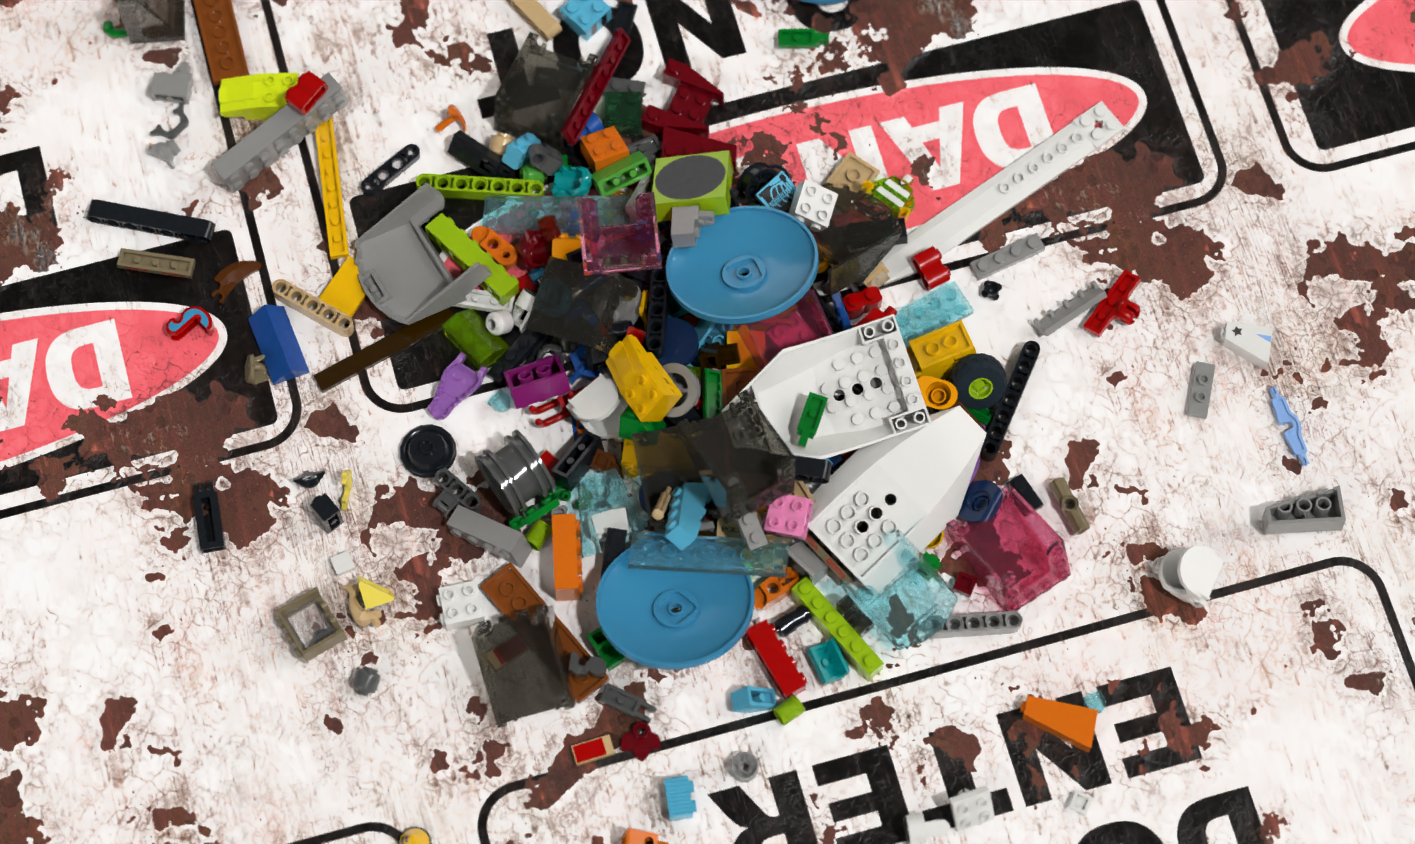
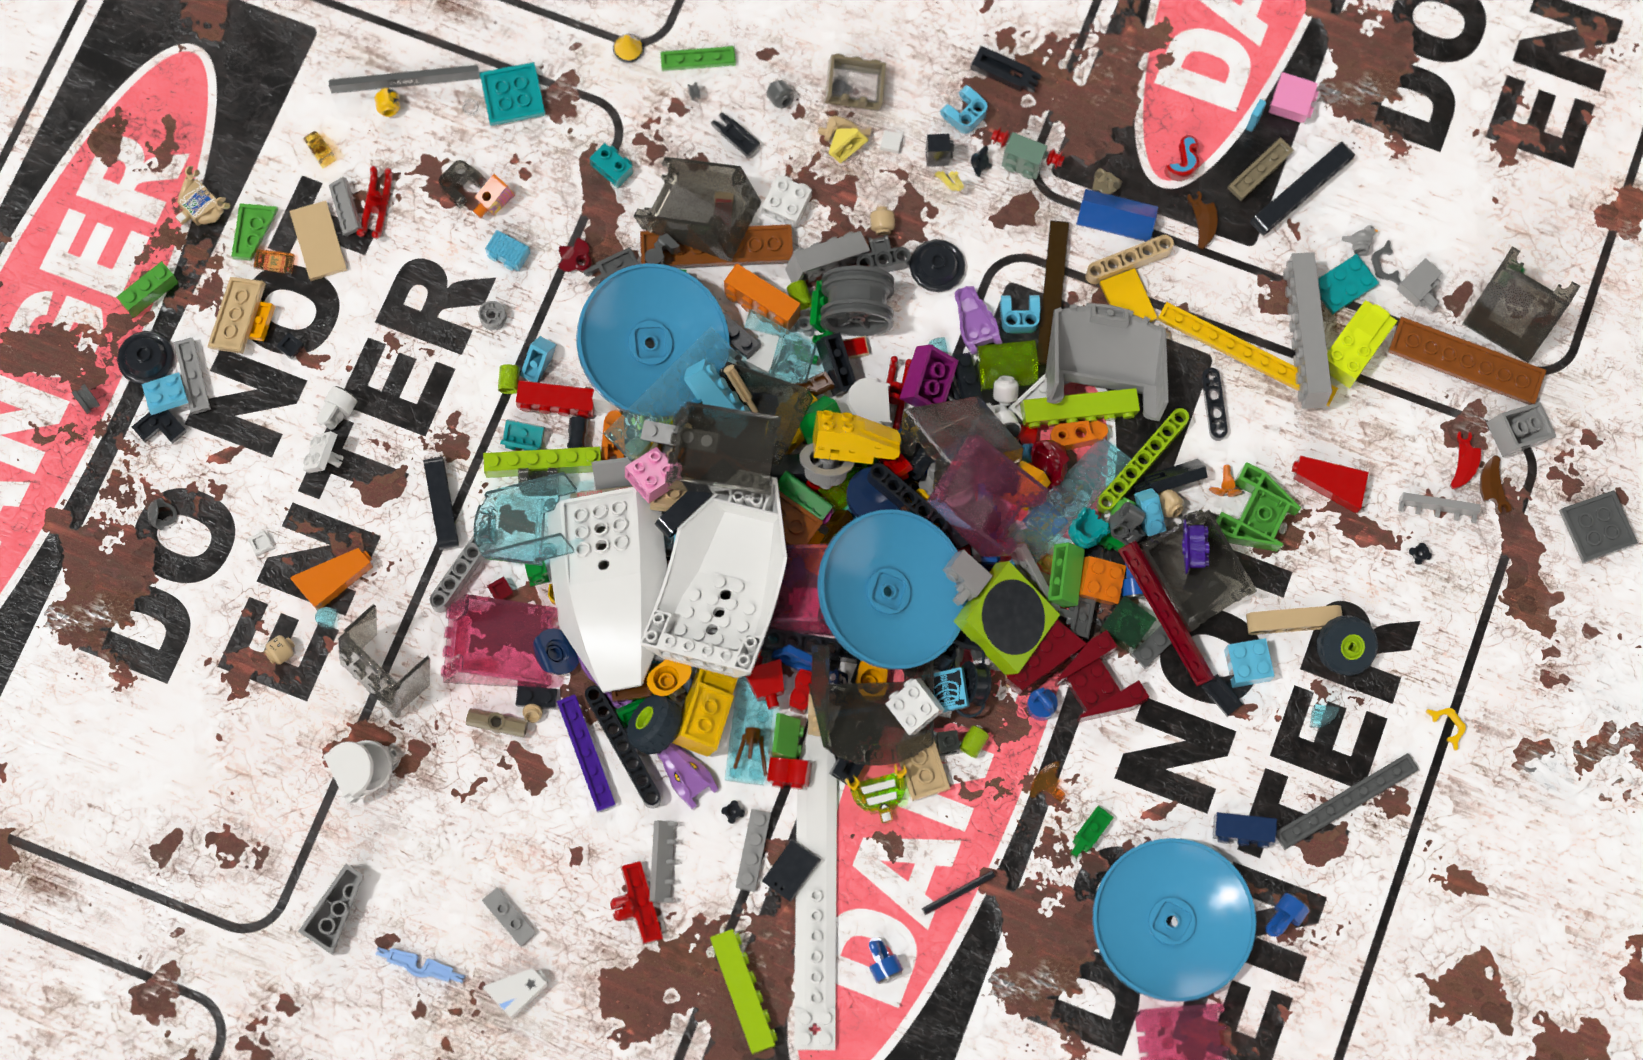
camera: 125 degrees right, 5 degrees up
(72, 276) = (1294, 98): none -> bright pink brick
(111, 291) = (1256, 115): none -> medium azure tile
(210, 139) = (1345, 284): none -> teal plate
(270, 517) = (955, 118): none -> medium azure piece
(282, 443) = (1025, 154): none -> sand green brick
(306, 92) = (1322, 357): red brick -> none
(381, 777) = (697, 58): none -> bright green tile
(390, 42) = (1334, 481): none -> red slope
(414, 348) = (1020, 316): none -> medium azure piece
(416, 754) = (693, 91): none -> dark grey bush
(422, 517) = (882, 220): none -> tan head
(431, 690) = (736, 135): none -> black hinge
(459, 76) = (1261, 513): none -> bright green wedge
(529, 97) = (1195, 546): none -> dark purple piece
(536, 772) = (611, 165): none -> teal brick
(549, 227) = (1054, 474): clear red wheel -> none
(593, 750) = (596, 218): red tile -> none
(733, 130) = (1042, 704): none -> blue piece
(787, 94) = (1047, 782): none -> clear orange piece
(800, 158) = (974, 741): none -> lime piece
(811, 417) = (718, 548): green hinge -> none
(816, 173) = (948, 743): none -> pearl dark grey brick
(907, 288) = (786, 737): none -> bright green slope
(918, 97) = (958, 892): none -> black bar
(927, 308) = (752, 738): none -> reddish brown plant
(933, 684) = (441, 503): none -> black beam
(993, 336) = (686, 774): none -> medium lavender animal
(1000, 218) = (791, 870): none -> black container
(1015, 105) = (886, 966): none -> blue piece
(1036, 425) = (586, 753): none -> dark purple plate
(1039, 486) = (532, 713): none -> tan plate
(1106, 575) = (382, 686): none -> clear smoke windscreen
(1114, 189) = (742, 991): none -> lime brick
(1151, 713) = (279, 649): none -> tan head

